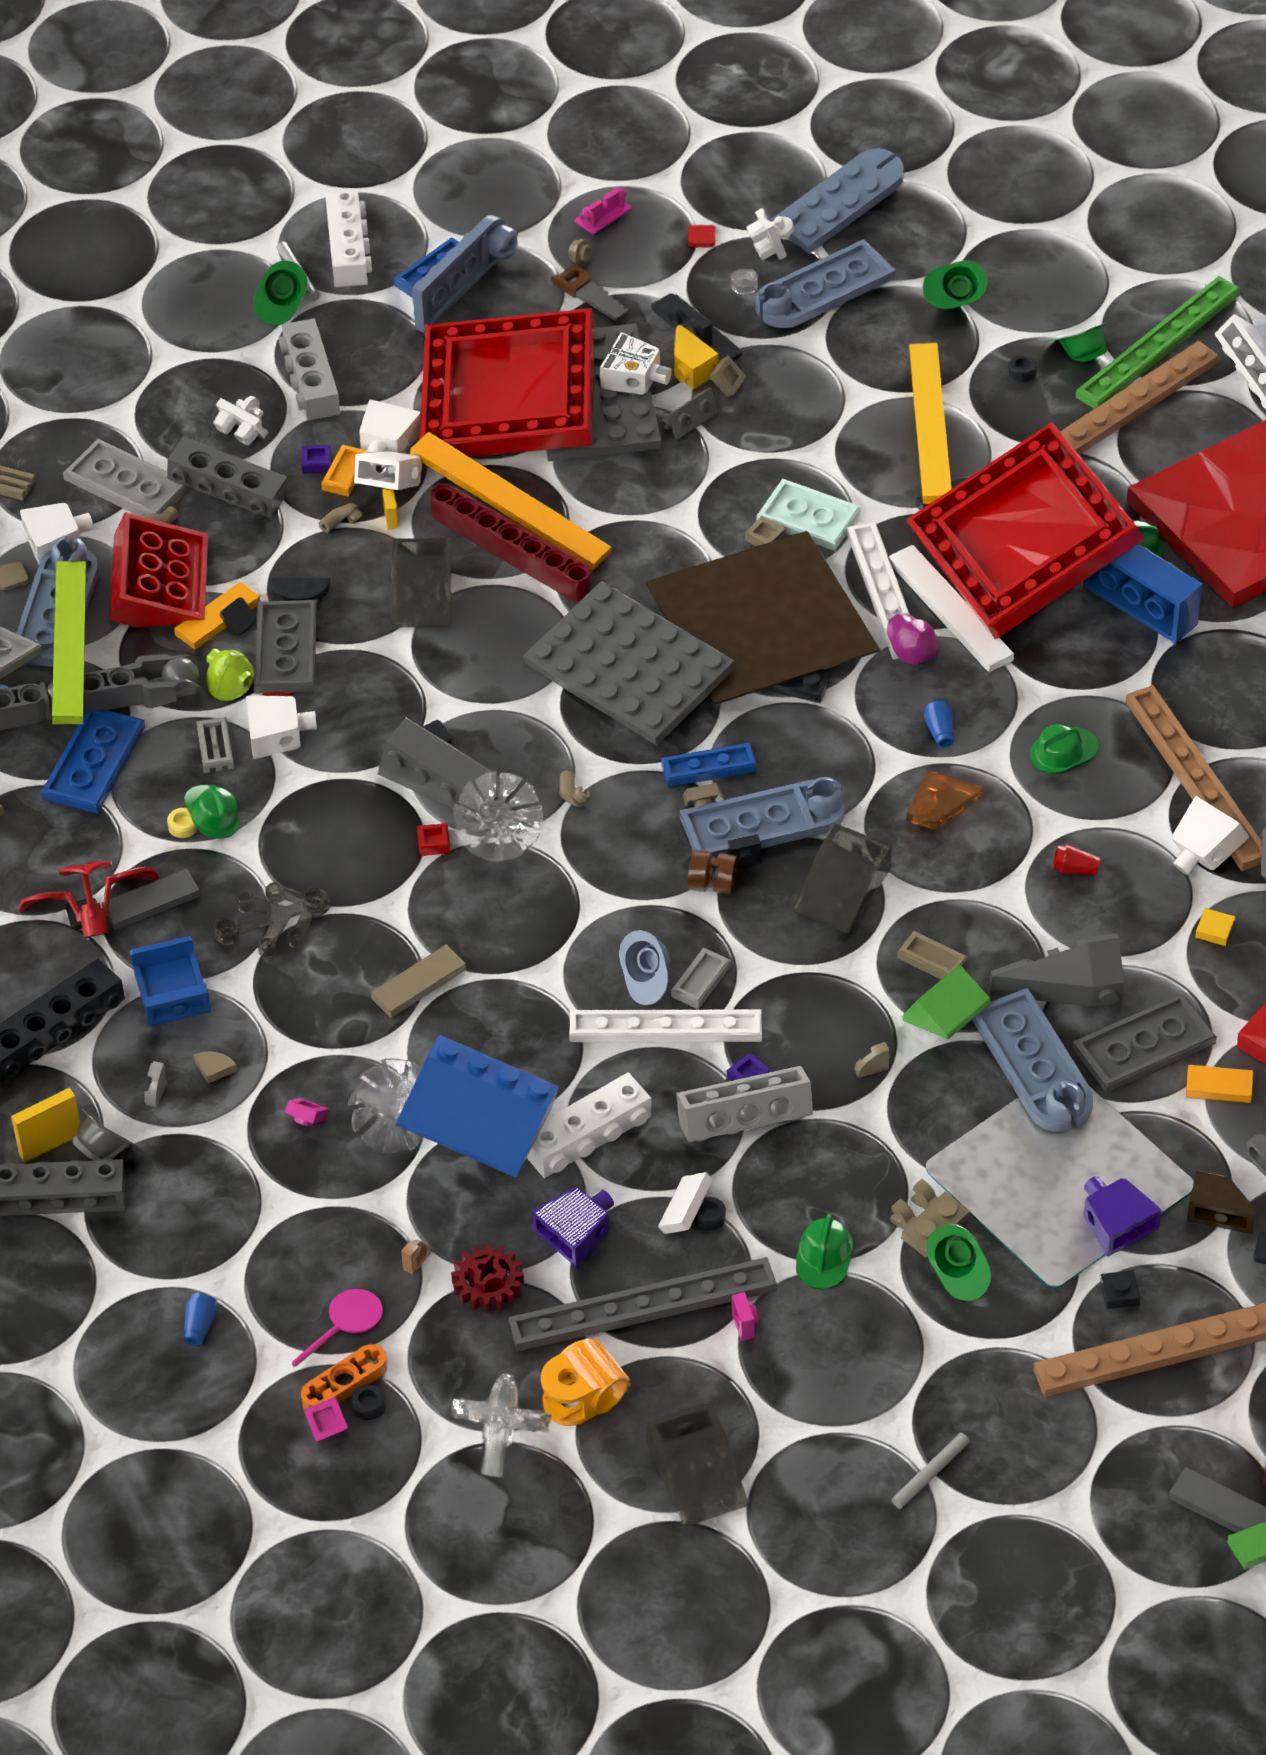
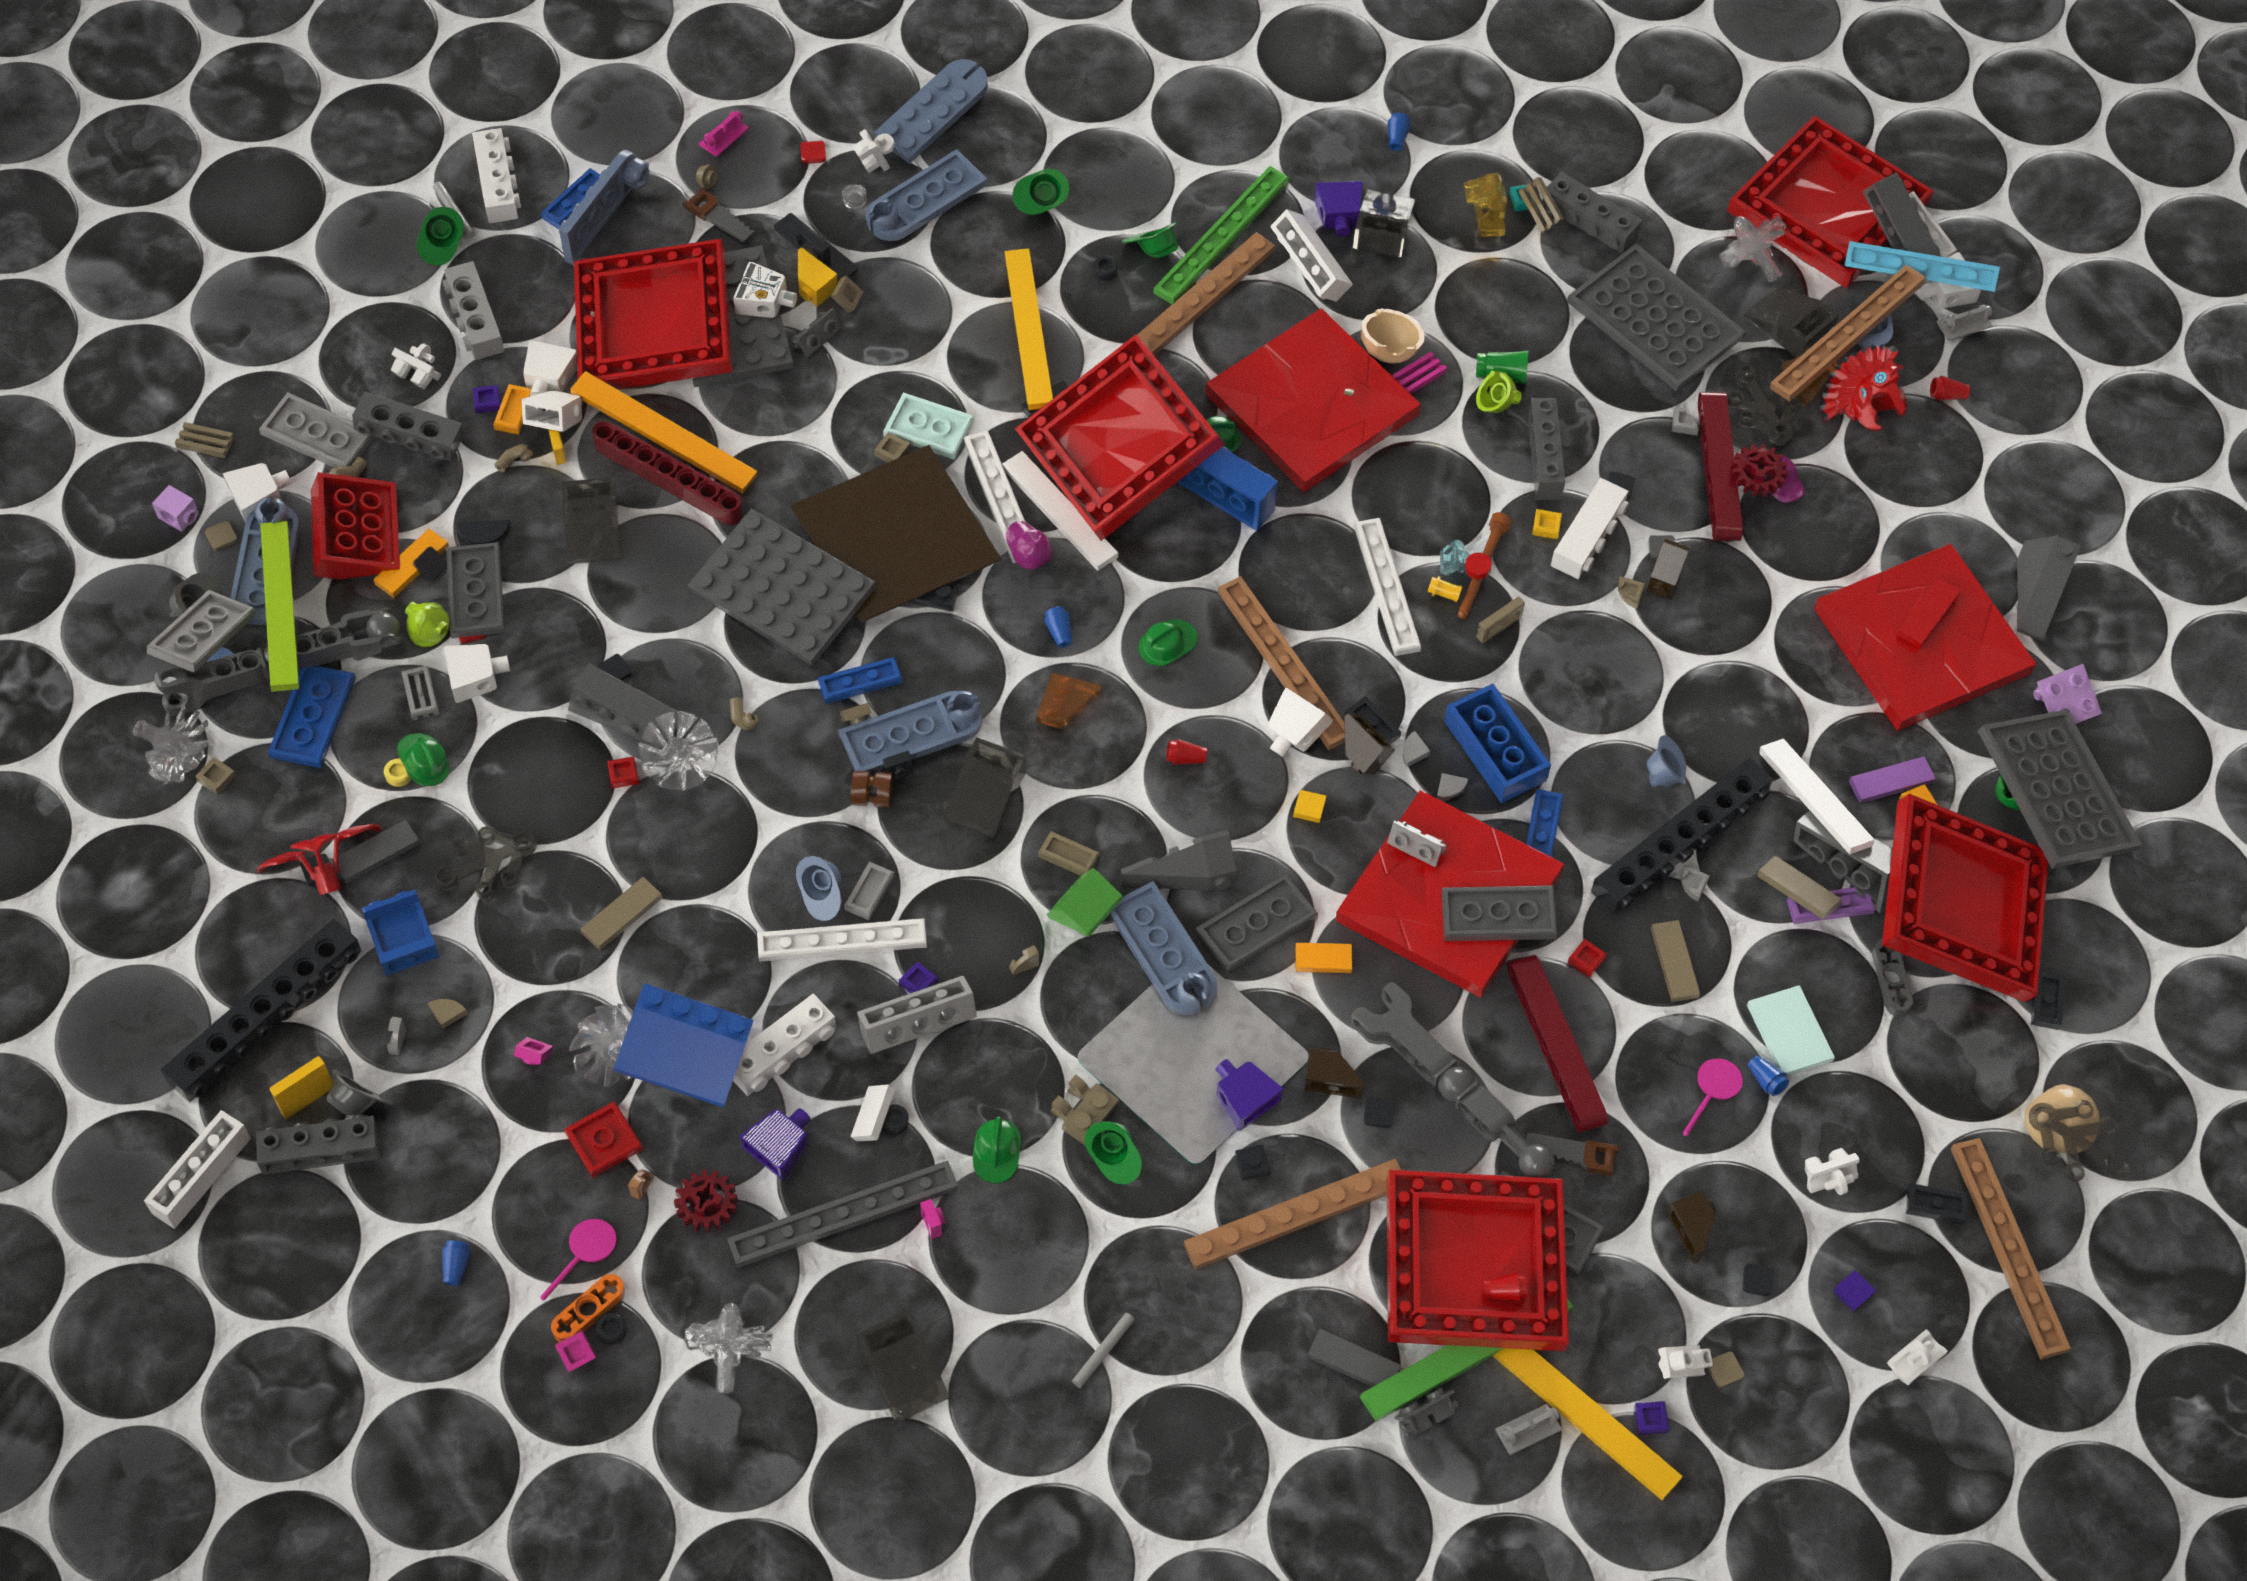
camera: 10 degrees left, 10 degrees up
(377, 1208) = (603, 1139): none -> red tile
(582, 1375) = (804, 1289): light orange piece -> none

